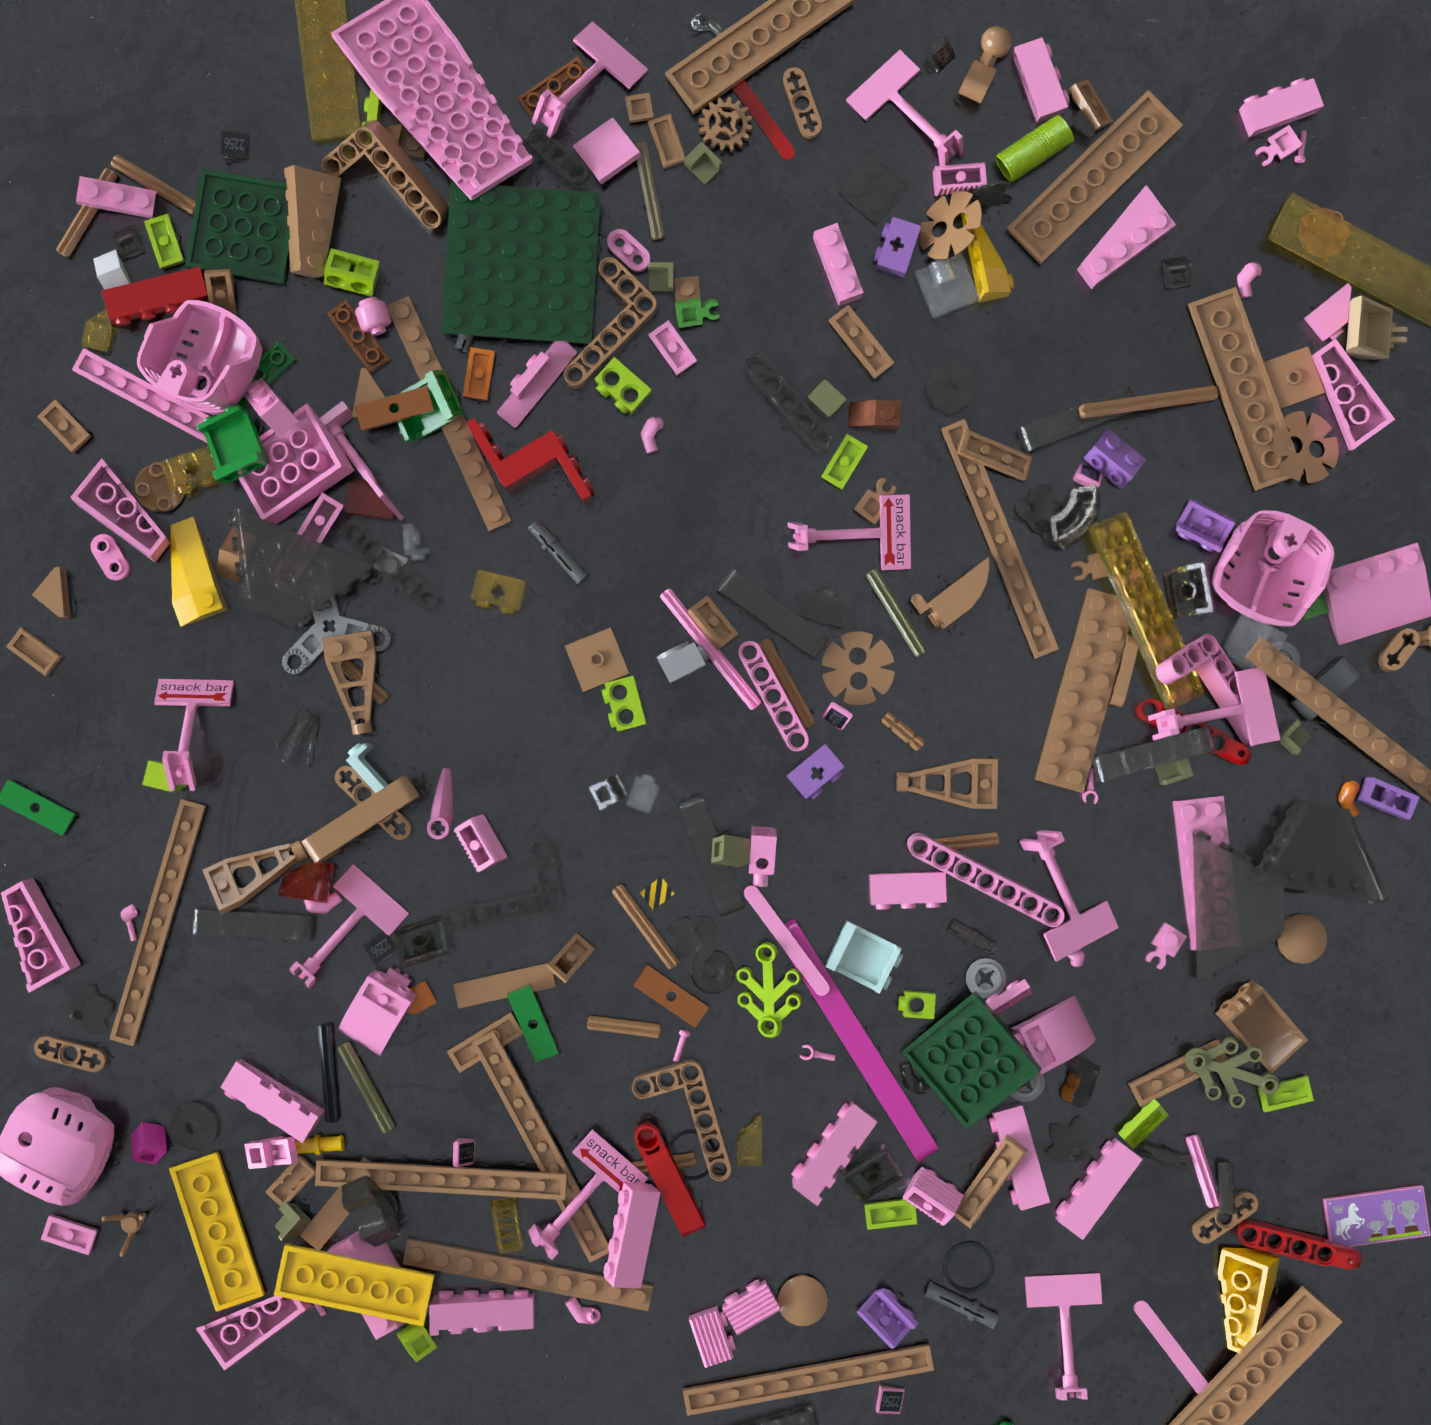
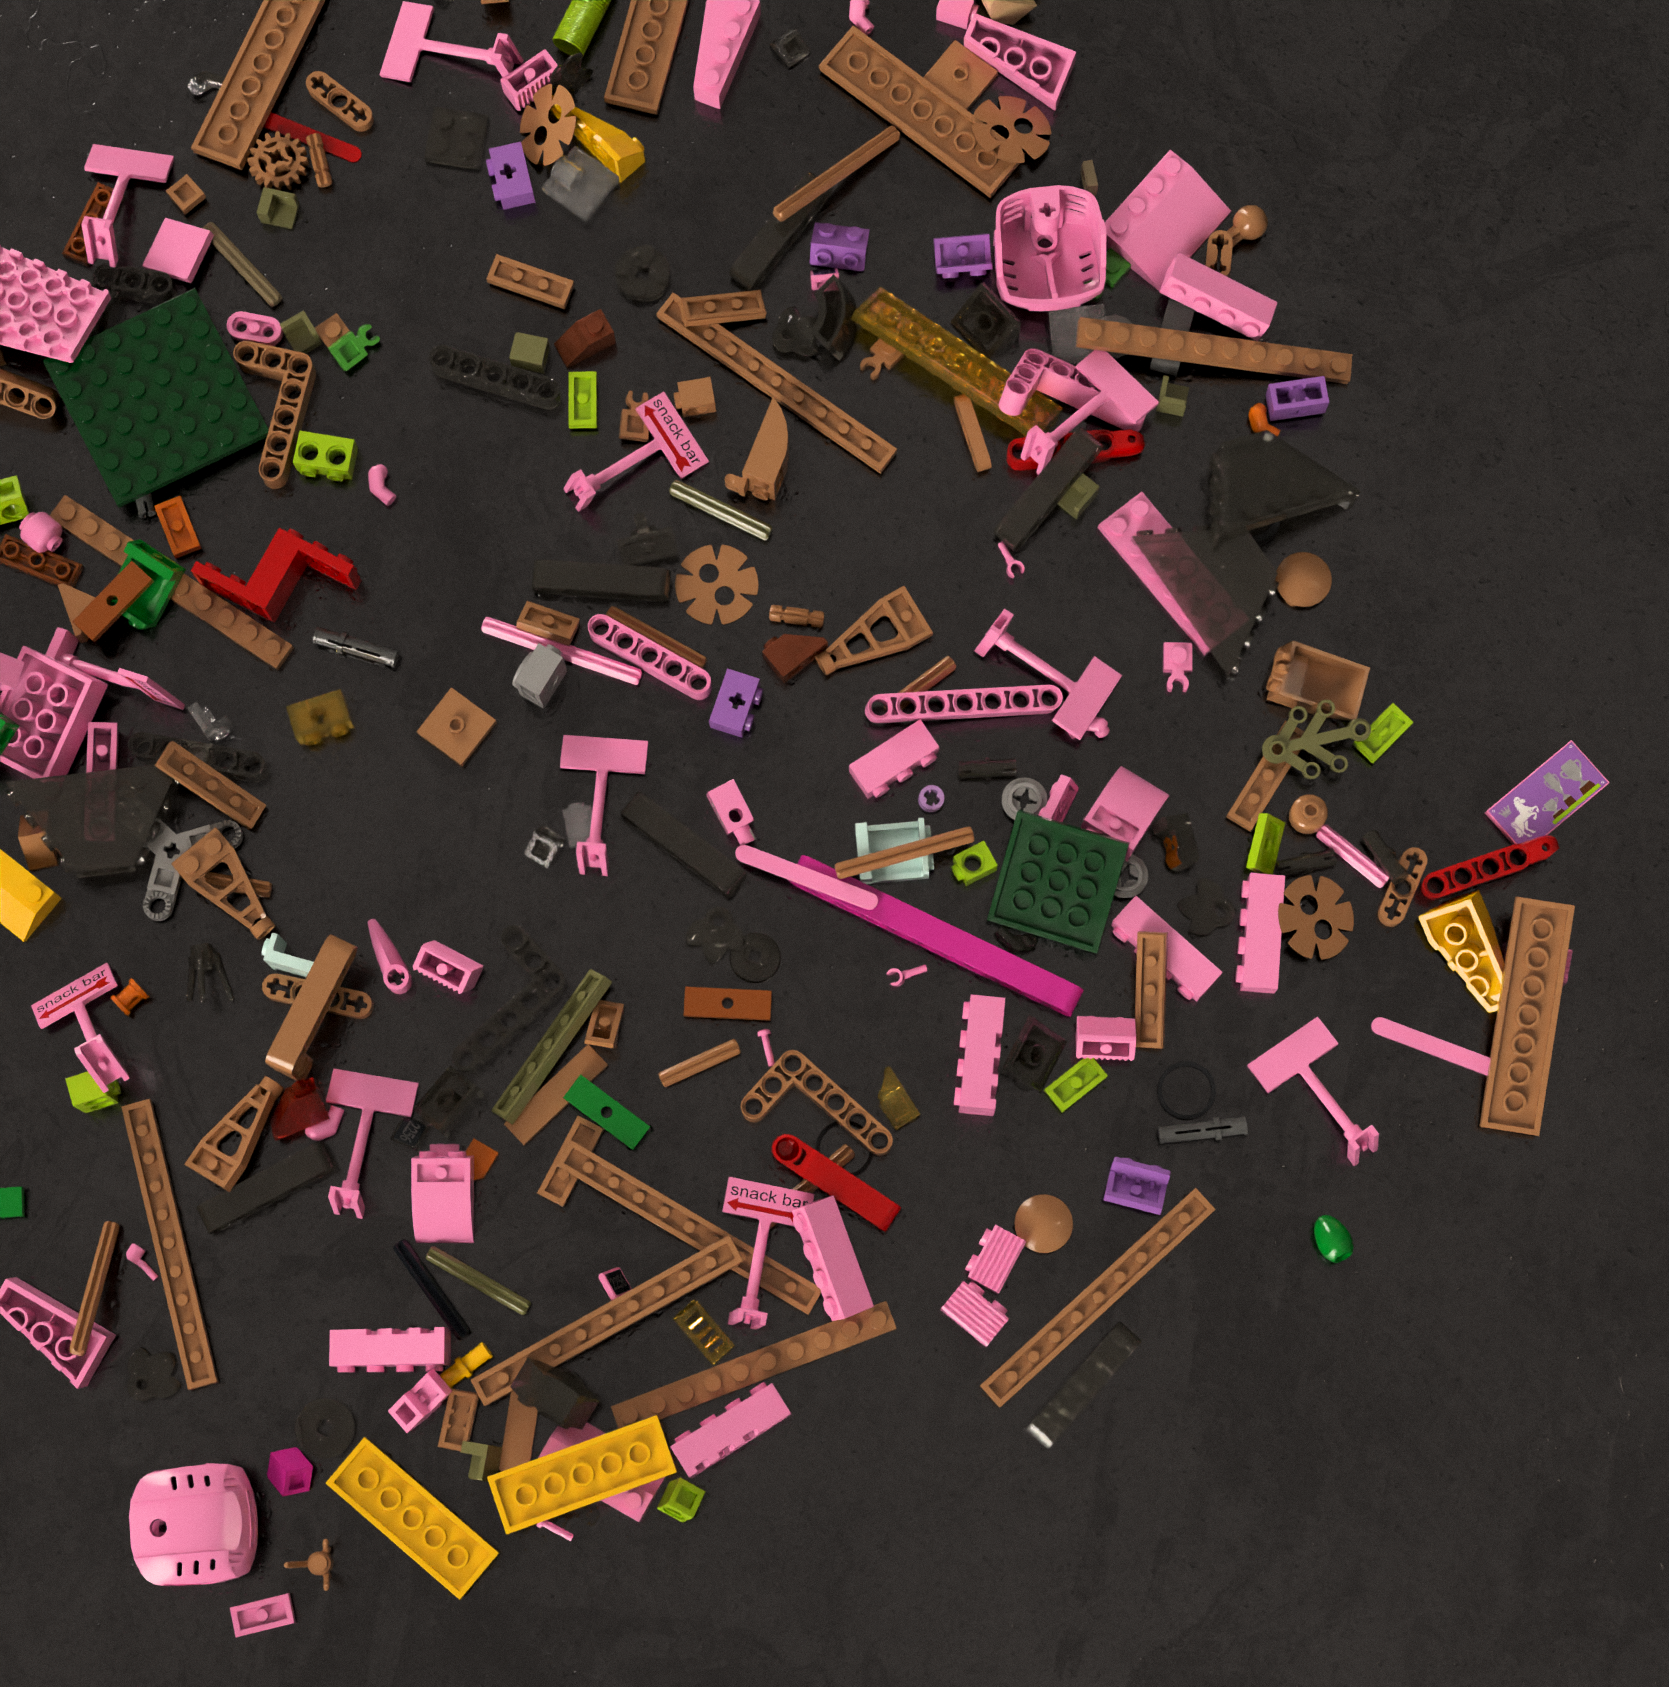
camera: 25 degrees left, 10 degrees down
(56, 1041) = (137, 1445): medium nougat beam -> none
(82, 926) = (94, 1288): none -> medium nougat axle
(234, 718) = (129, 997): none -> orange bush
(247, 1329) = (505, 1589): bright pink wedge -> none
(363, 501) = (139, 711): clear red slope -> none
(385, 596) = (210, 785): none -> medium nougat plate
(522, 948) = (551, 1046): none -> olive tile
(535, 381) = (236, 501): bright pink bracket -> none
(582, 1314) = (834, 1373): bright pink arm -> none
(630, 702) = (514, 746): lime brick -> none
(645, 926) = (661, 952): medium nougat axle -> none
(657, 893) = (653, 915): sticker -> none
(667, 141) = (231, 210): medium nougat tile -> none
(672, 348) = (352, 393): bright pink plate -> none
(693, 751) = (601, 756): none -> bright pink piece
(731, 851) = (698, 822): olive panel -> none
(757, 142) = (319, 160): none -> medium nougat axle
(767, 993) = (821, 941): lime plant -> none
(837, 716) = (723, 638): slope -> none
(838, 264) = (464, 224): bright pink brick -> none
(870, 968) = (904, 852): none -> medium nougat axle
(880, 759) = (792, 653): none -> copper slope
(889, 1399) = (1191, 1268): slope -> none
(908, 932) = (922, 800): none -> lavender bush
(931, 513) = (695, 397): none -> medium nougat brick
(1084, 692) = (948, 477): medium nougat plate -> none
(1129, 1194) = (1293, 918): none -> medium nougat piece
(1190, 1121) = (1308, 814): none -> medium nougat head
(1340, 523) = (1089, 177): none -> dark tan tile
(1378, 683) = (1218, 297): none -> bright pink brick

